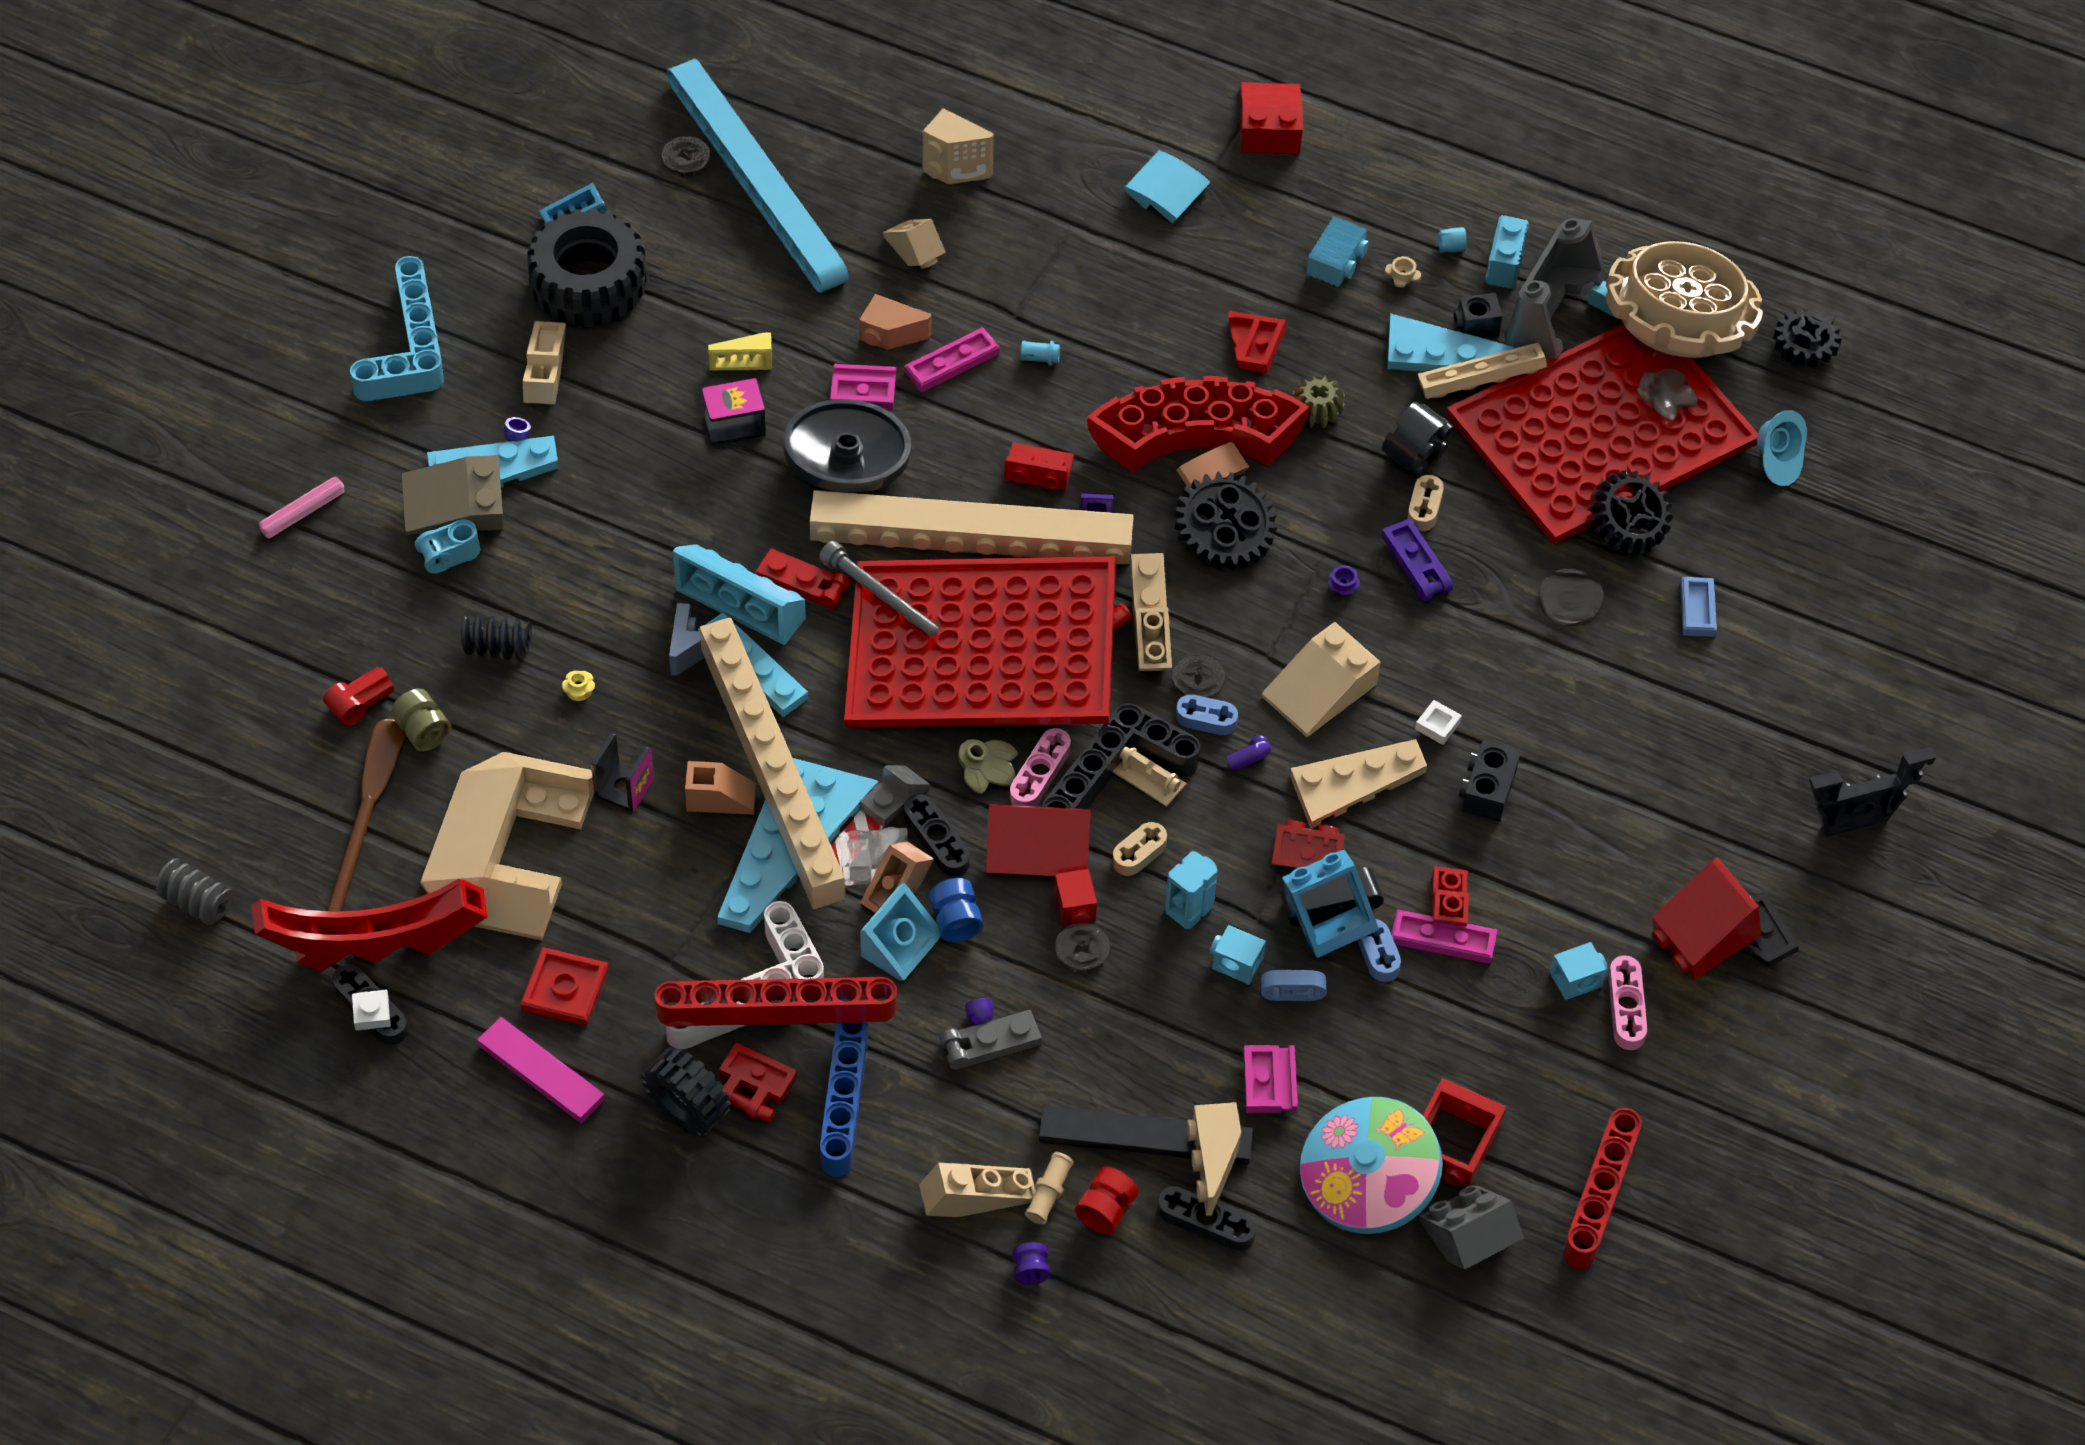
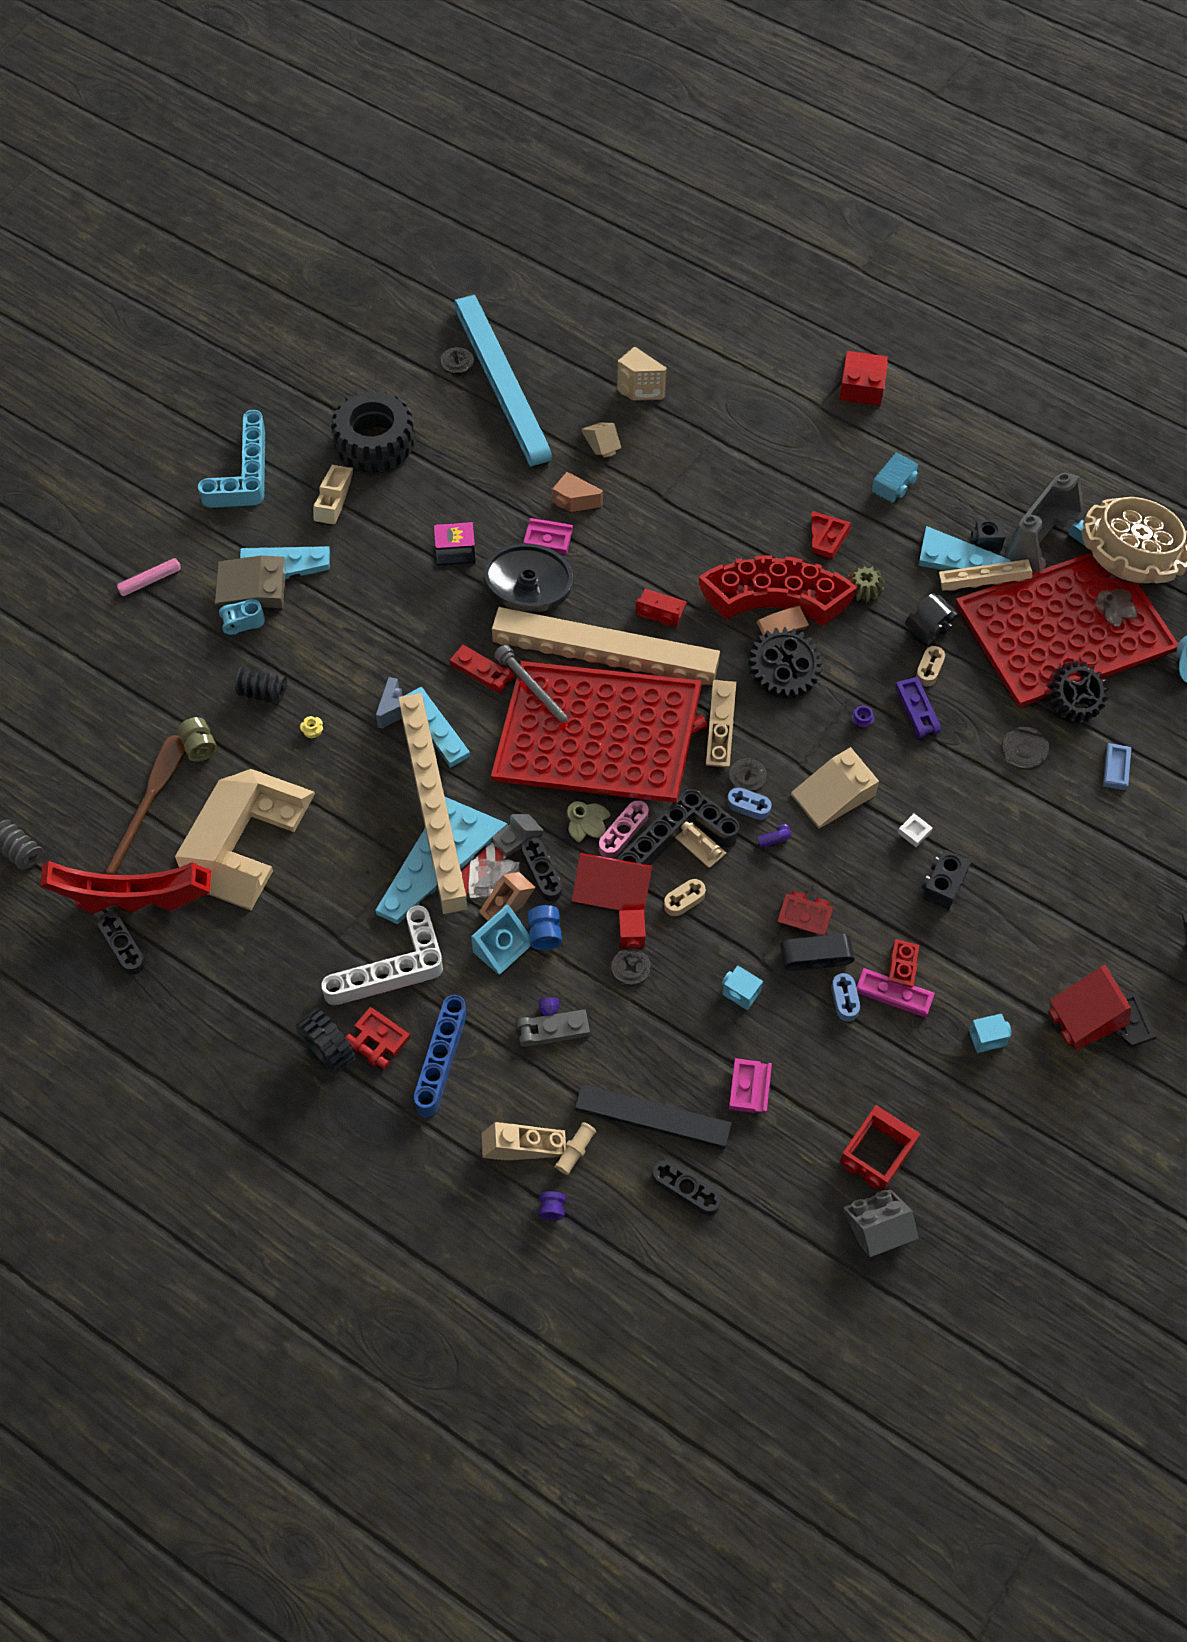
camera: 10 degrees right, 5 degrees up
(351, 700) = (153, 719): red piece -> none
(371, 1010) = (119, 948): white plate -> none
(516, 429) = (304, 539): dark purple hinge -> none
(541, 1070) = (230, 1008): dark pink tile -> none
(564, 986) = (259, 947): red tile -> none
(575, 200) = (377, 383): dark azure slope -> none
(608, 771) = (319, 791): black piece -> none
(718, 789) = (392, 816): nougat slope -> none
(738, 592) = (433, 673): medium azure slope -> none
(747, 353) = (469, 503): light yellow slope -> none
(760, 994) = (392, 974): red beam -> none
(952, 359) = (613, 524): dark pink tile -> none
(1040, 352) = (675, 525): medium azure pin -> none
(1096, 503) = (696, 639): dark purple slope -> none
(1106, 1201) = (616, 1163): red wheel -> none
(1166, 185) = (783, 417): medium azure slope -> none
(1191, 889) = (715, 935): medium azure brick -> none
(1217, 1143) = (702, 1134): tan slope -> none
(1293, 985) = (778, 1016): medium blue beam -> none
(1340, 782) = (837, 866): tan wing -> none
(1353, 923) = (809, 981): dark azure window -> none
(1371, 1165) = (813, 1165): dish -> none
(1403, 271) = (940, 496): tan plate -> none
(1452, 240) = (978, 478): medium azure hose -> none
(1507, 252) = (1015, 491): medium azure brick -> none
(1598, 1201) = (978, 1216): red beam -> none
(1620, 1014) = (1015, 1070): bright pink beam -> none

